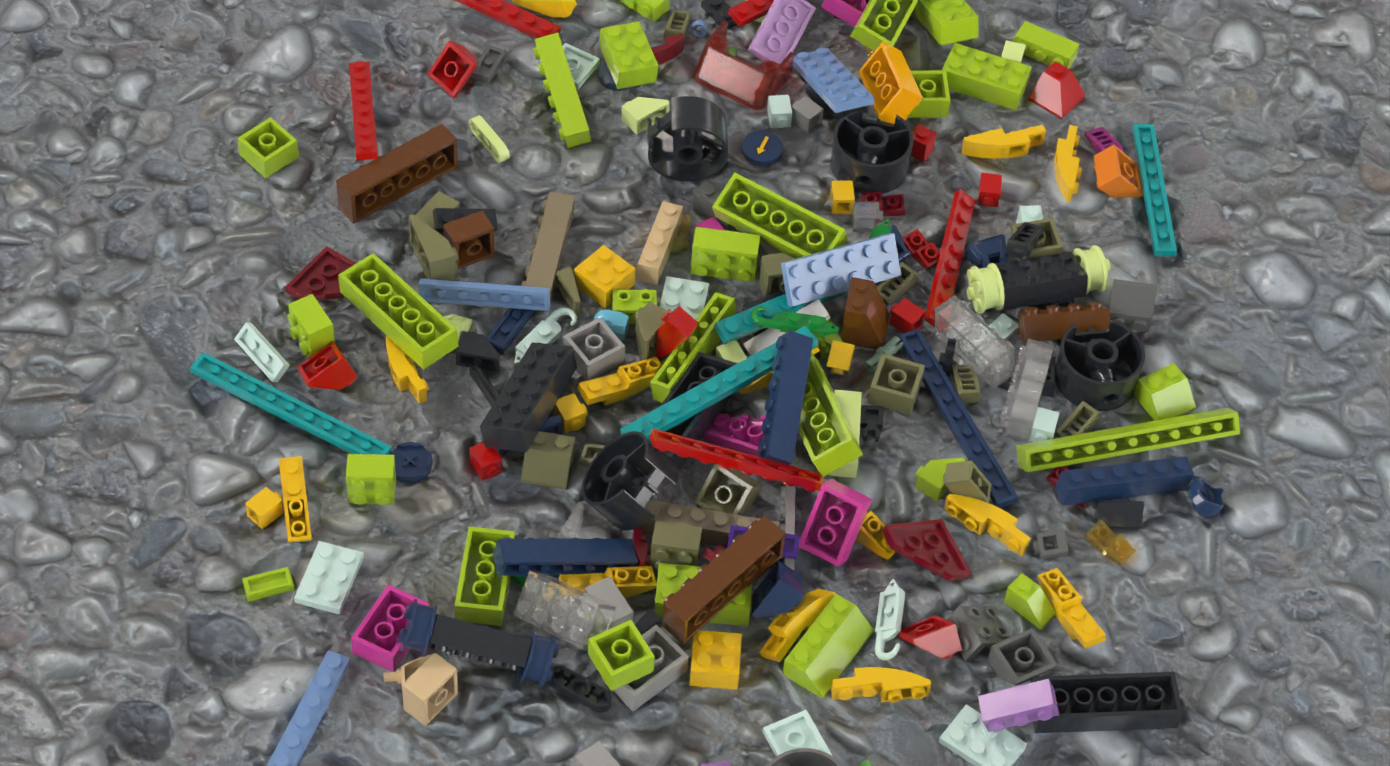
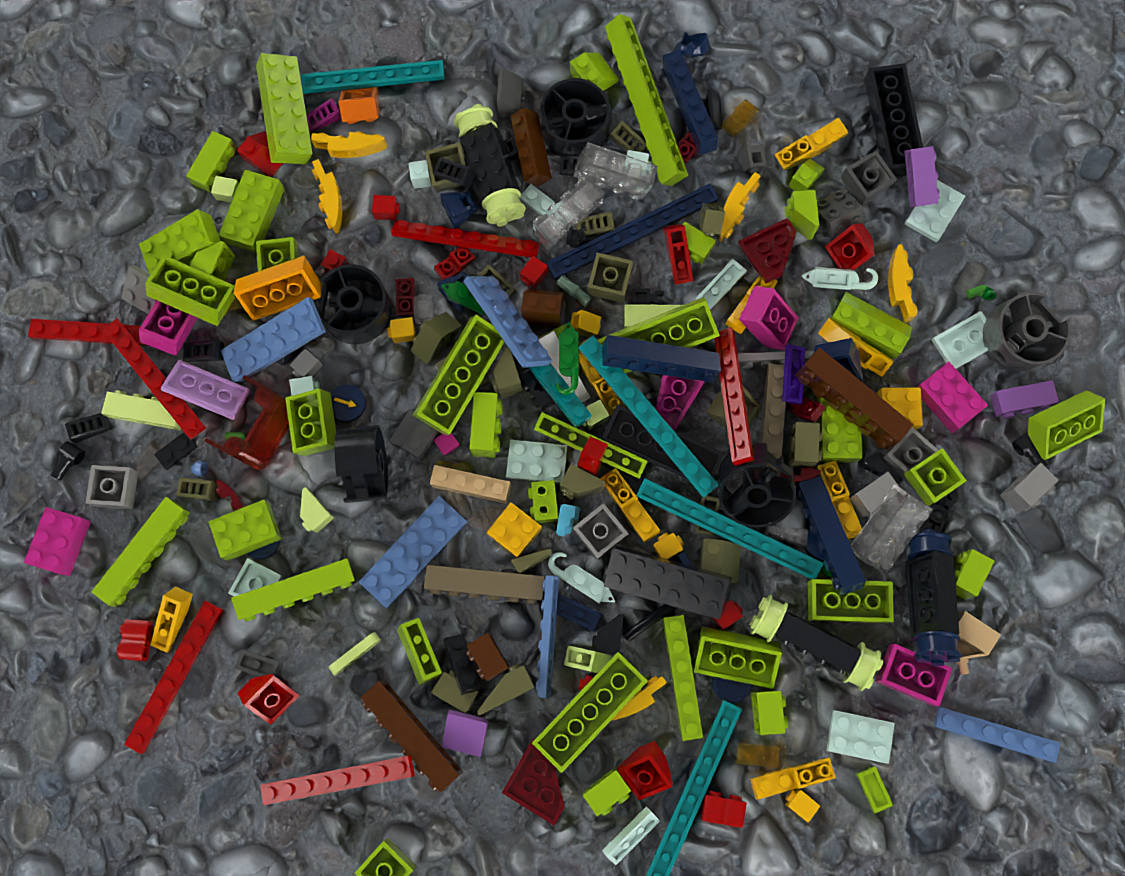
camera: 85 degrees left, 25 degrees up
(272, 436) = (723, 810): none -> red brick
(325, 477) = (758, 755): none -> clear yellow slope
(392, 219) = (464, 733): none -> medium lavender tile
(420, 410) = (682, 678): none -> lime brick
(437, 462) = (737, 657): none -> lime slope
(442, 531) = (855, 662): none -> brick
(484, 185) = (419, 651): none -> lime brick
(501, 697) = (971, 572): none -> lime brick
(570, 487) = (729, 529): none -> teal plate
(593, 195) = (413, 552): none -> medium blue plate
(726, 717) = (951, 397): none -> dark pink brick
(745, 109) = (311, 422): none -> lime brick
(828, 35) = (214, 351): none -> black slope
(837, 212) = (435, 336): none -> olive brick
(885, 497) = (722, 283): none -> light aqua plate
(912, 458) = (678, 253): none -> red slope
(922, 39) = (214, 260): none -> lime slope
(974, 583) = (803, 212): none -> lime slope
(1107, 103) = (283, 109): none -> lime brick

